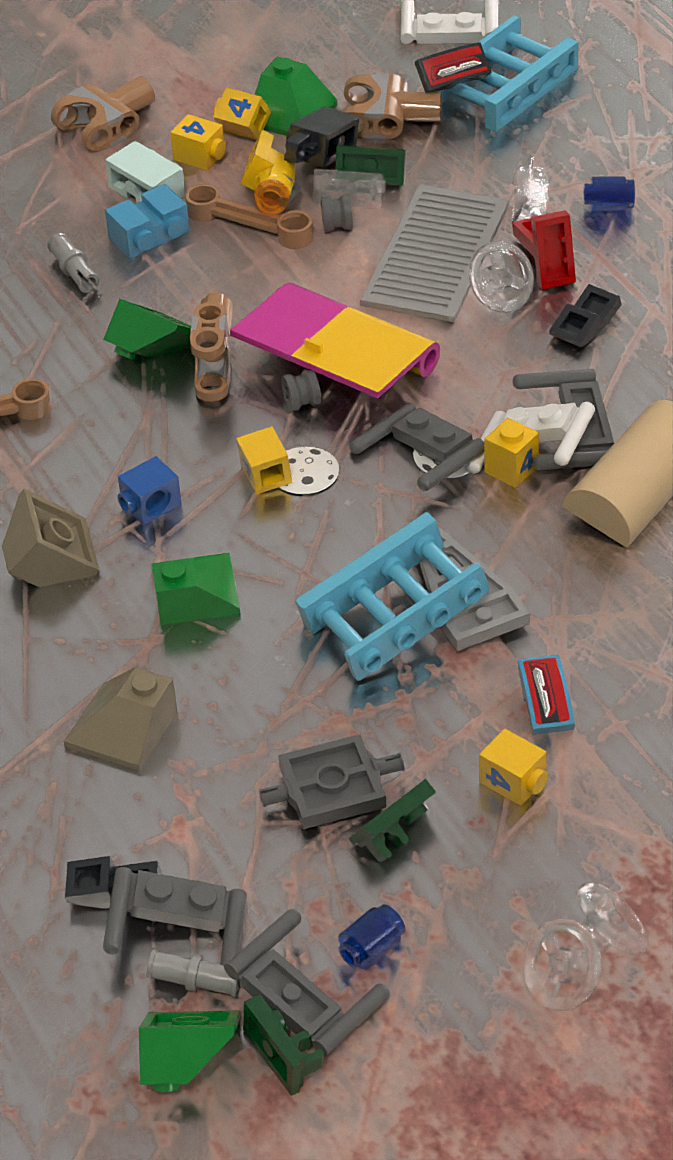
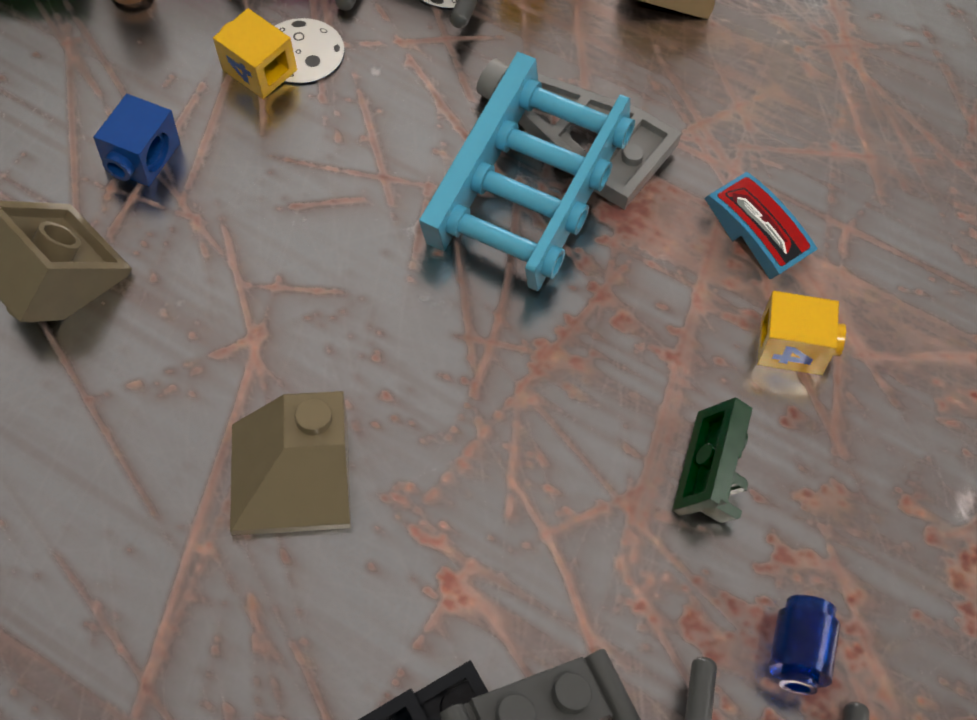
camera: 35 degrees left, 15 degrees up
(195, 589) = (267, 247): green slope -> none
(332, 781) = (606, 442): dark grey plate -> none

